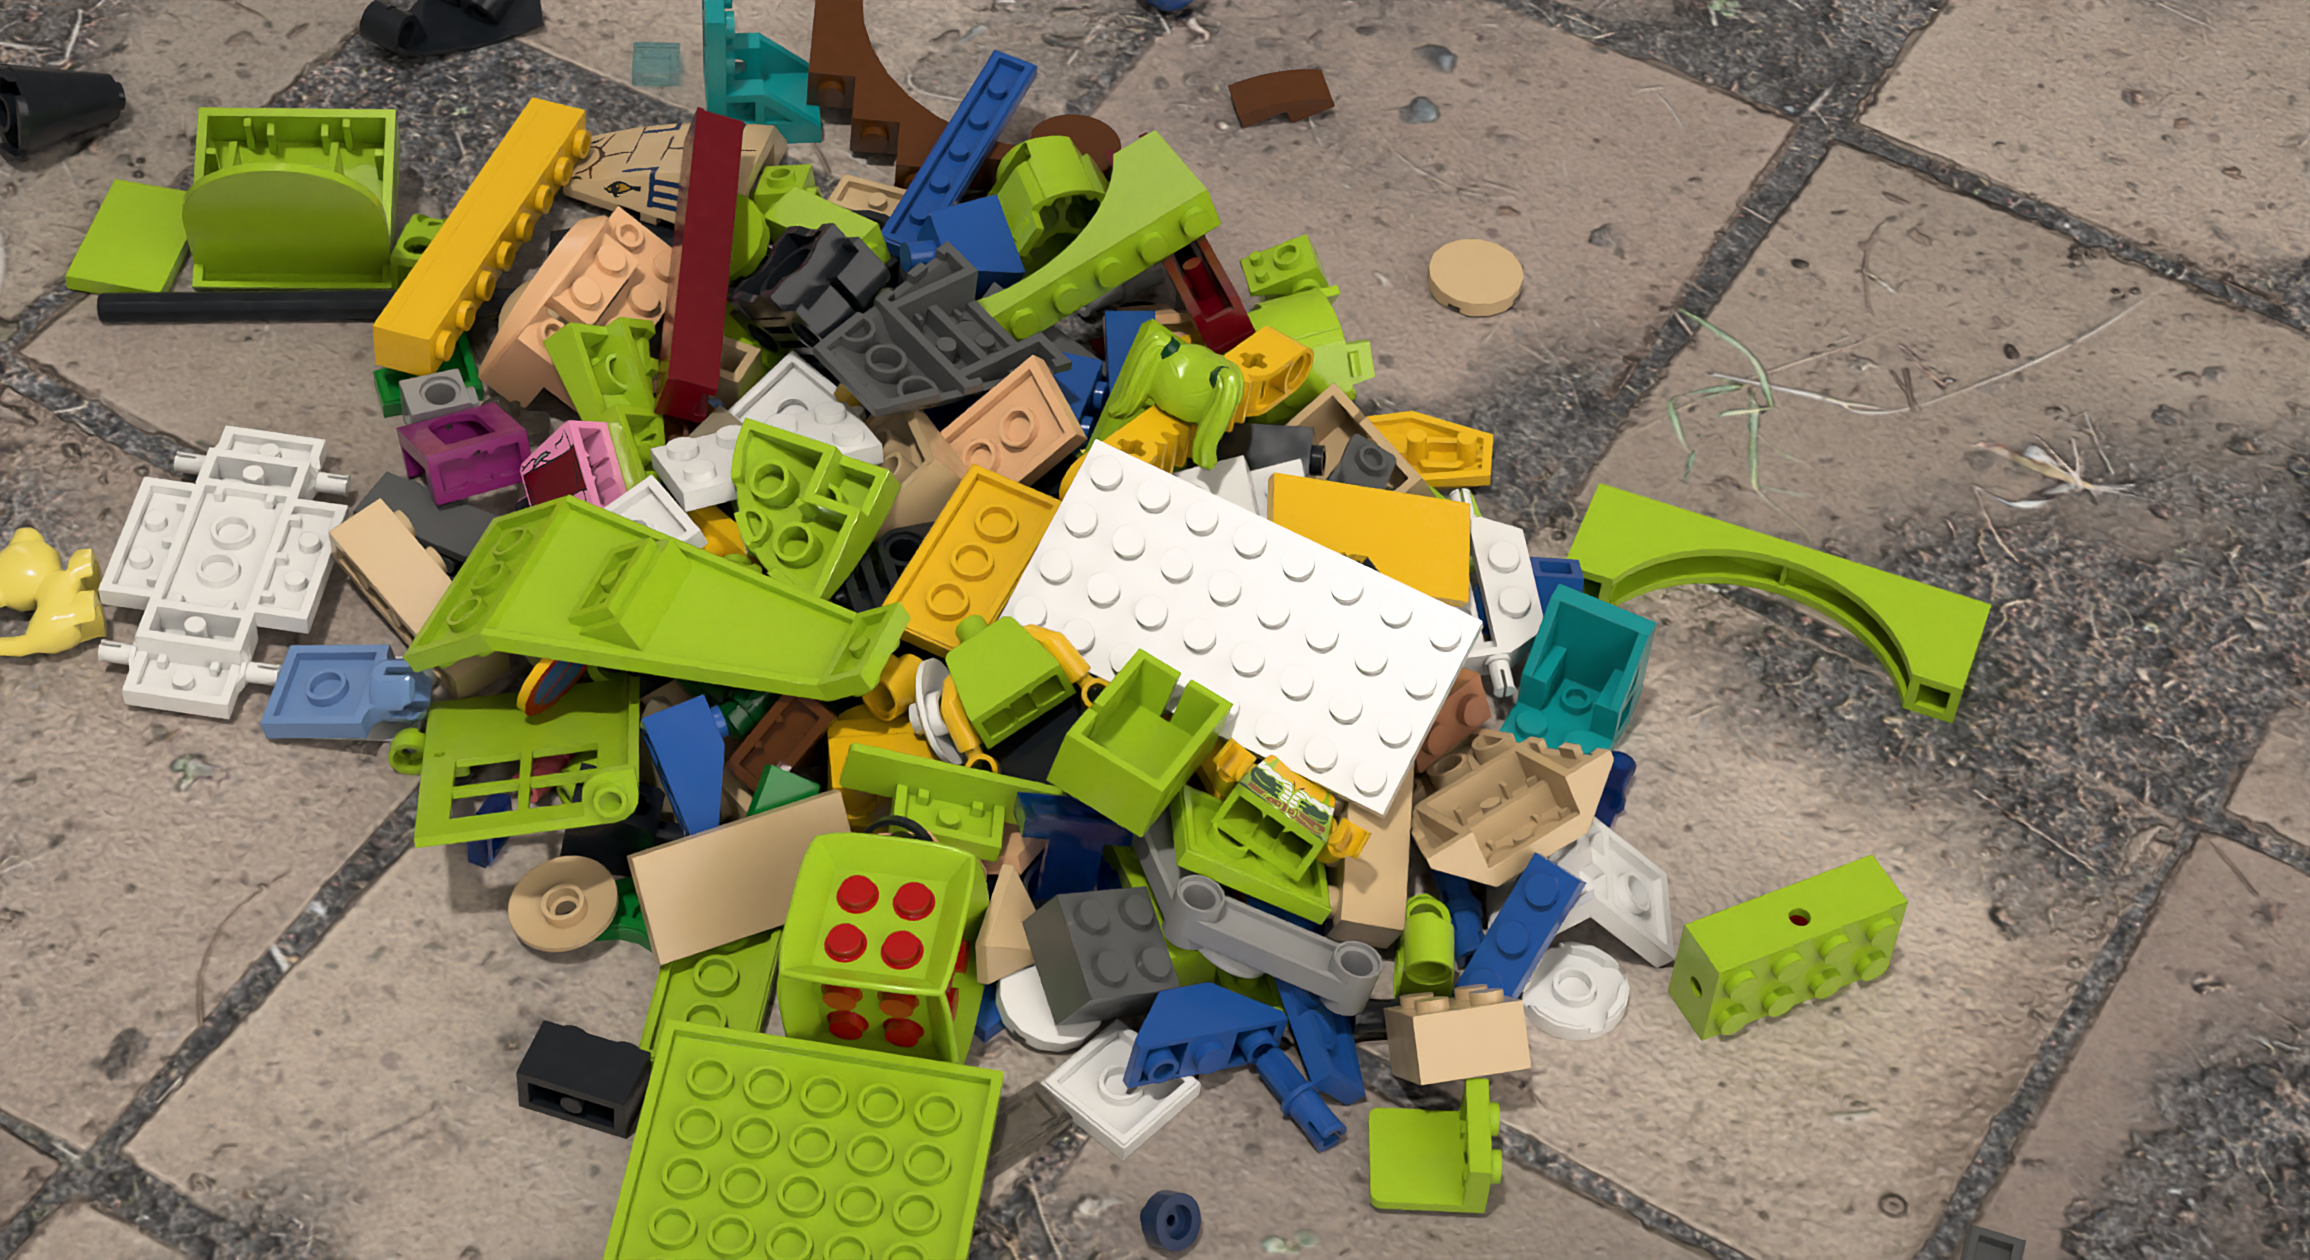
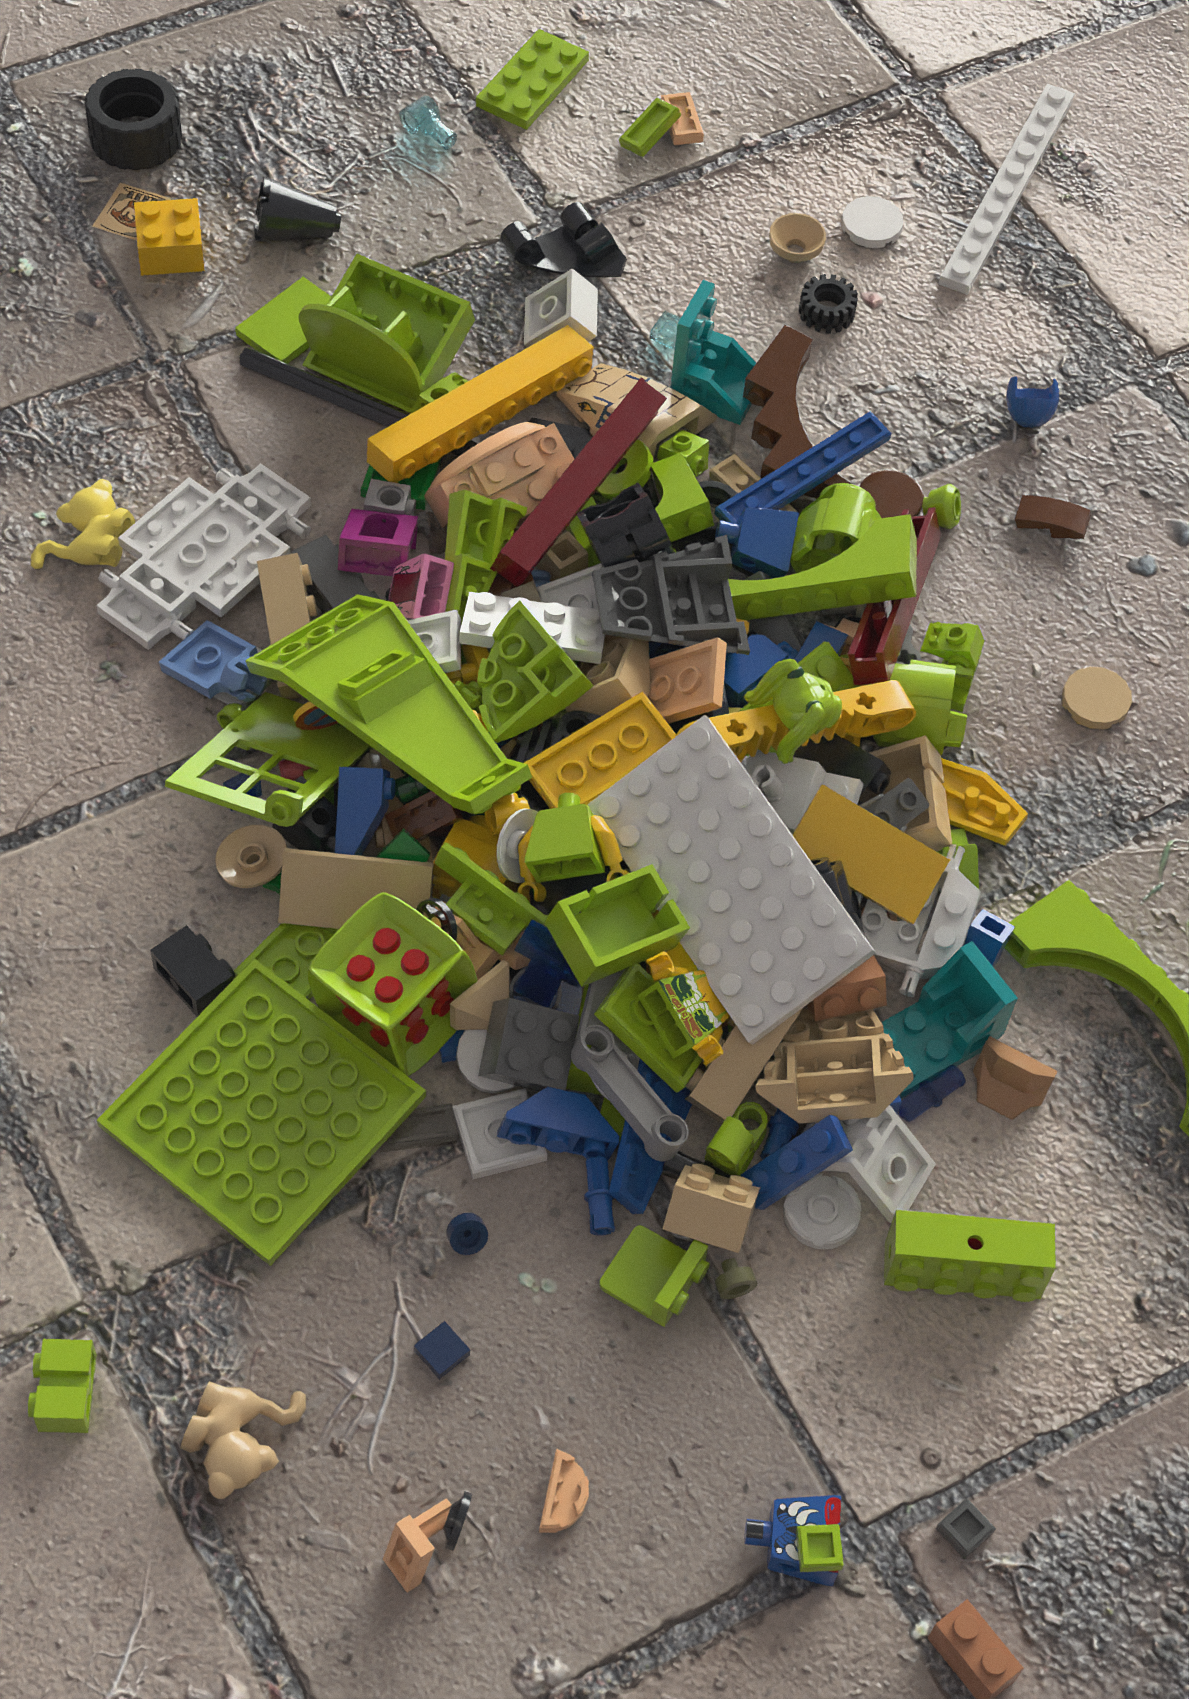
camera: 30 degrees right, 10 degrees up
(495, 88) = (561, 303): none -> white slope
(1141, 119) = (947, 504): none -> lime cone
(1533, 1114) = (735, 1280): none -> olive tile
(1685, 738) = (1010, 1080): none -> medium nougat slope

